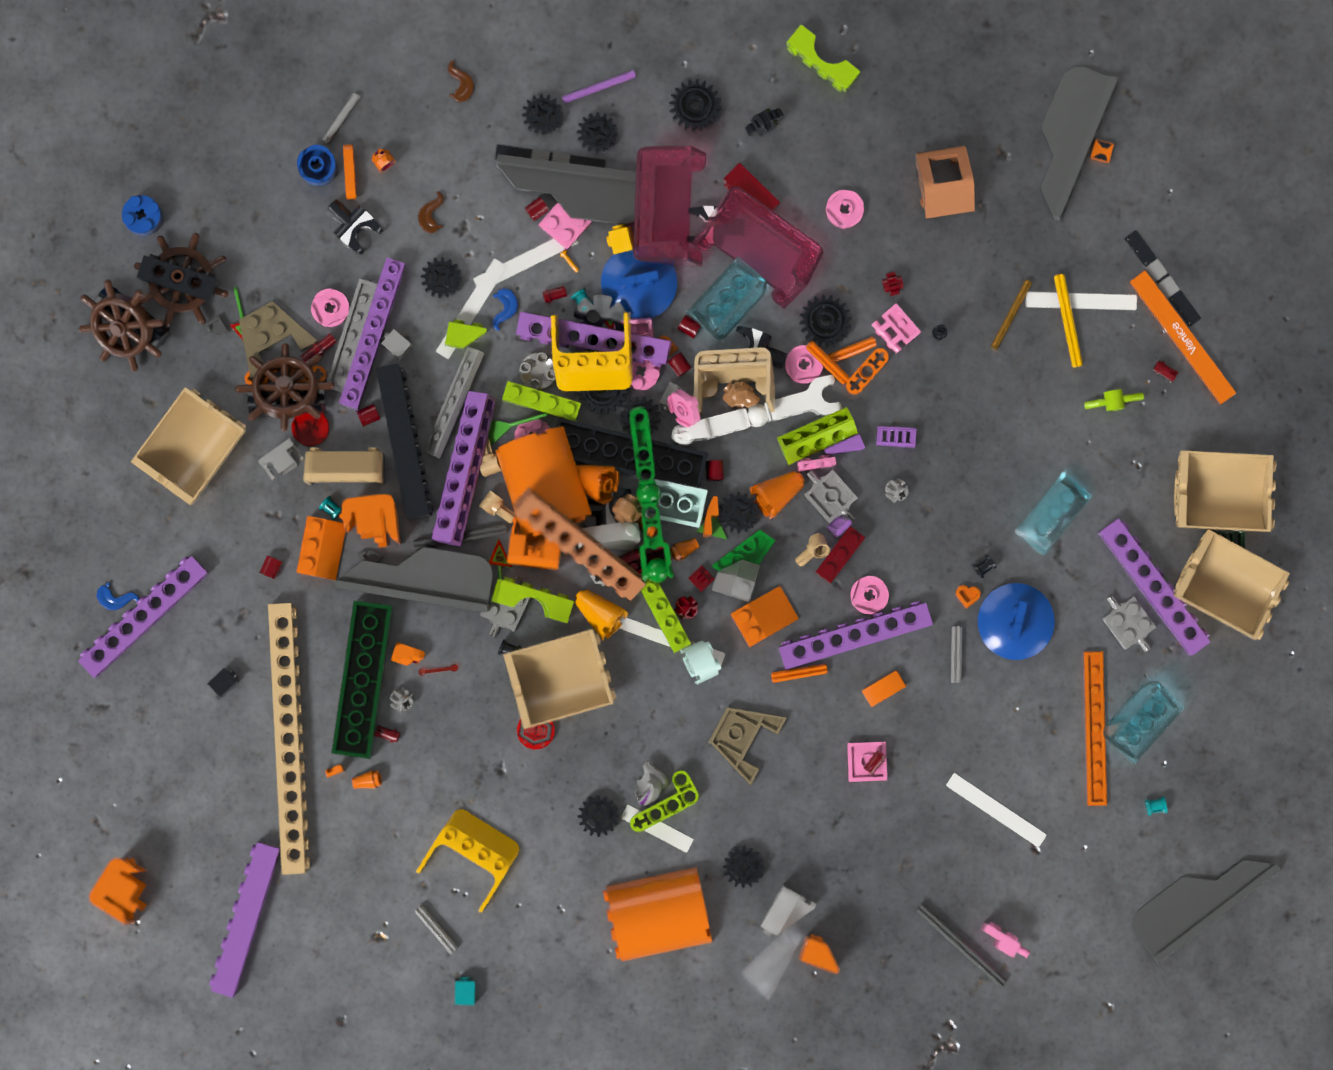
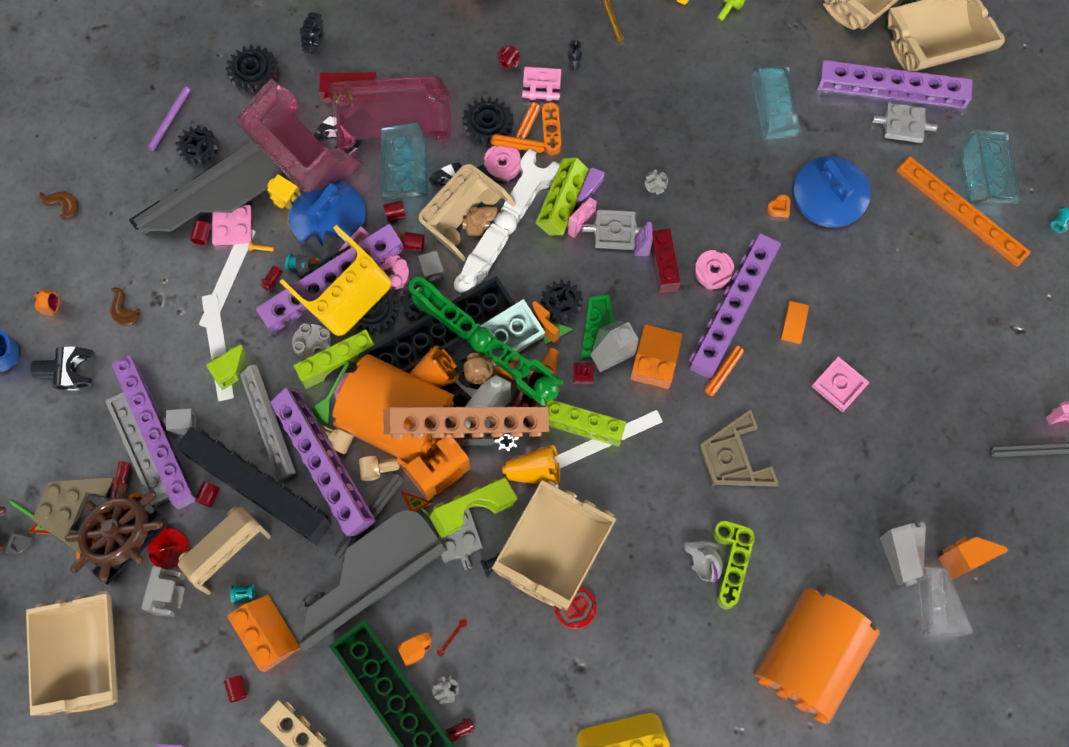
camera: 40 degrees left, 15 degrees down
(335, 298) = (97, 434): bright pink plate -> none
(349, 169) = (29, 335): orange beam -> none
(370, 517) = (276, 563): orange piece -> none
(435, 283) = (177, 349): black gear -> none
(510, 306) = (245, 316): blue piece -> none
(550, 111) = (143, 168): black gear -> none
(589, 816) = (685, 617): black gear -> none
(659, 830) = (749, 588): white sticker -> none
(684, 408) = (449, 249): bright pink plate -> none
(686, 607) = (594, 401): dark red gear -> none
(700, 661) = (646, 429): light aqua brick -> none
(715, 470) = (515, 288): dark red beam -> none
(752, 867) = (846, 557): black gear -> none
(777, 492) = (574, 261): orange cone -> none
(816, 548) = (642, 270): tan axle -> none
(842, 219) = (422, 51): bright pink plate -> none
(874, 762) = (848, 375): dark red pin -> none
(896, 430) = (626, 141): medium lavender slope -> none
(956, 654) = (817, 252): light grey axle -> none
(984, 566) = (769, 176): black bush -> none
(996, 810) = (962, 330): white sticker -> none

